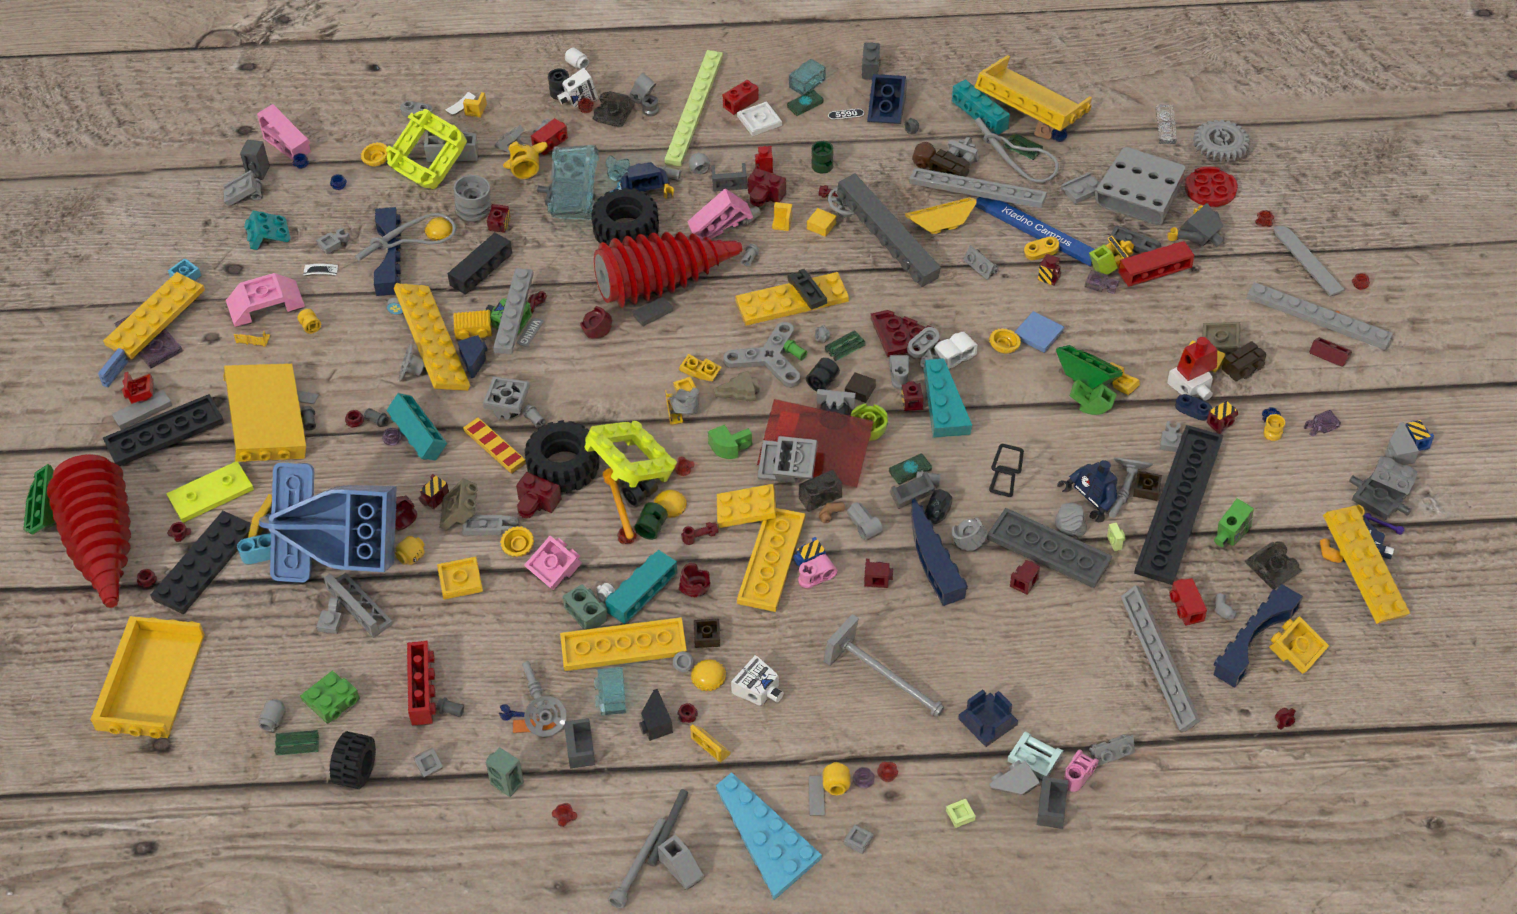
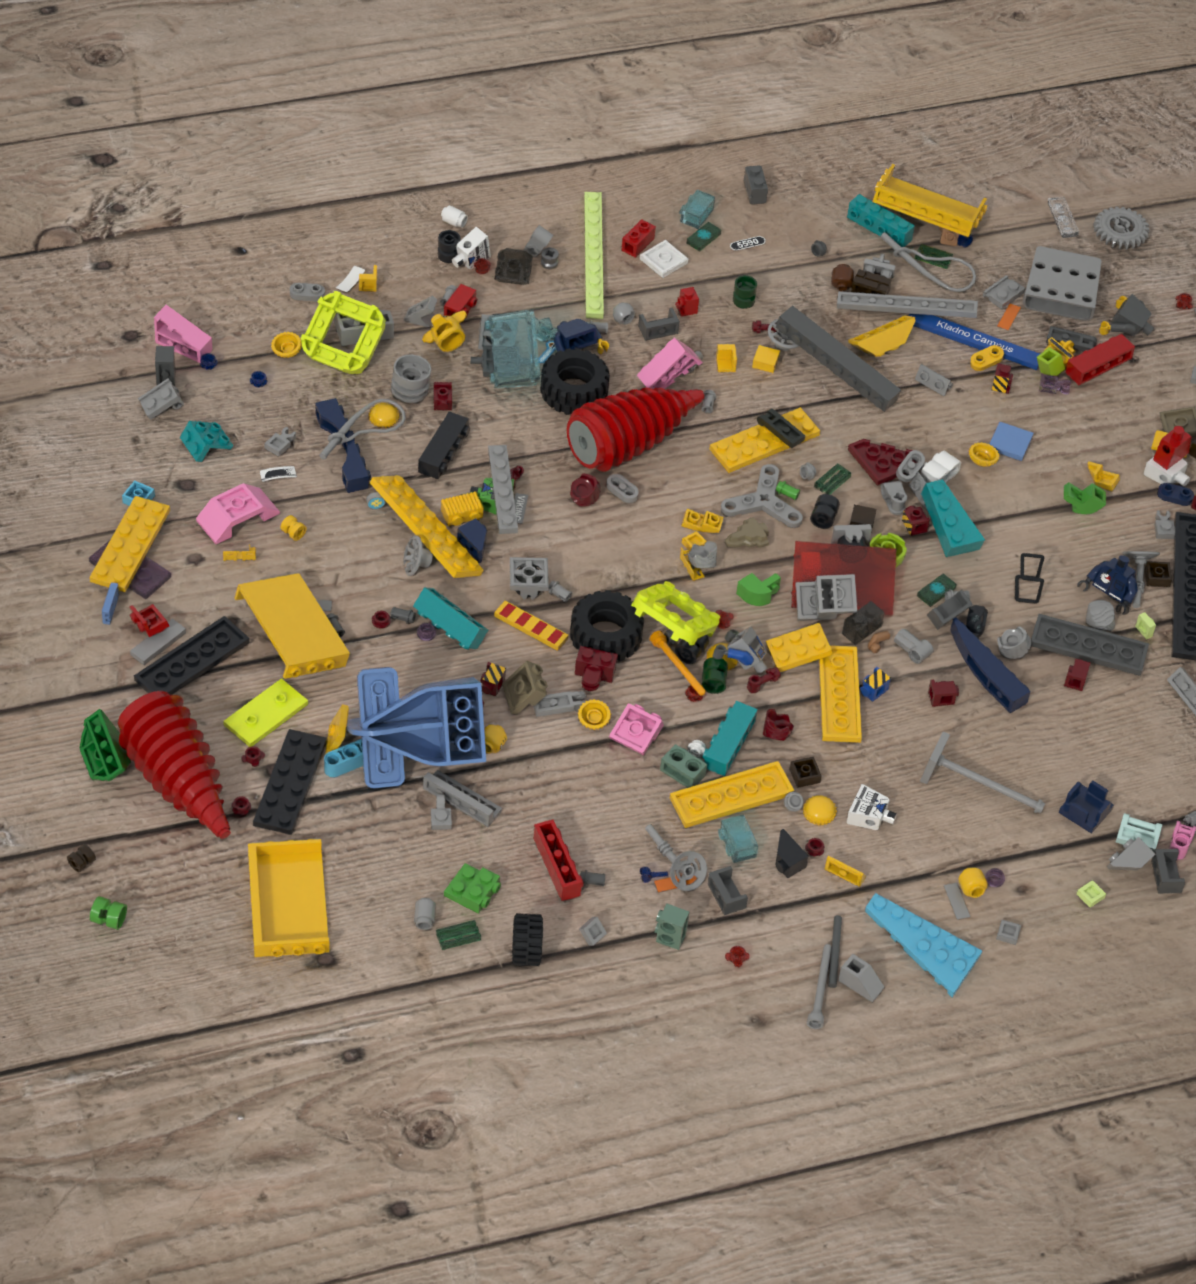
camera: 20 degrees left, 0 degrees up
(459, 578) = (551, 757): yellow plate -> none
(634, 326) = (622, 488): none -> light grey plate
(652, 311) = (635, 469): dark grey tile -> none
(688, 499) = (744, 648): none -> torso
(765, 187) = (699, 330): dark red brick -> none
(817, 569) = (886, 699): bright pink piece -> none
(887, 98) = (786, 223): dark blue slope -> none
(887, 776) = (1013, 872): clear red plate -> none
(1080, 211) = (1009, 316): none -> orange sticker
(1087, 367) = (1071, 470): green wedge -> none
(1211, 186) = (1124, 275): red tile -> none

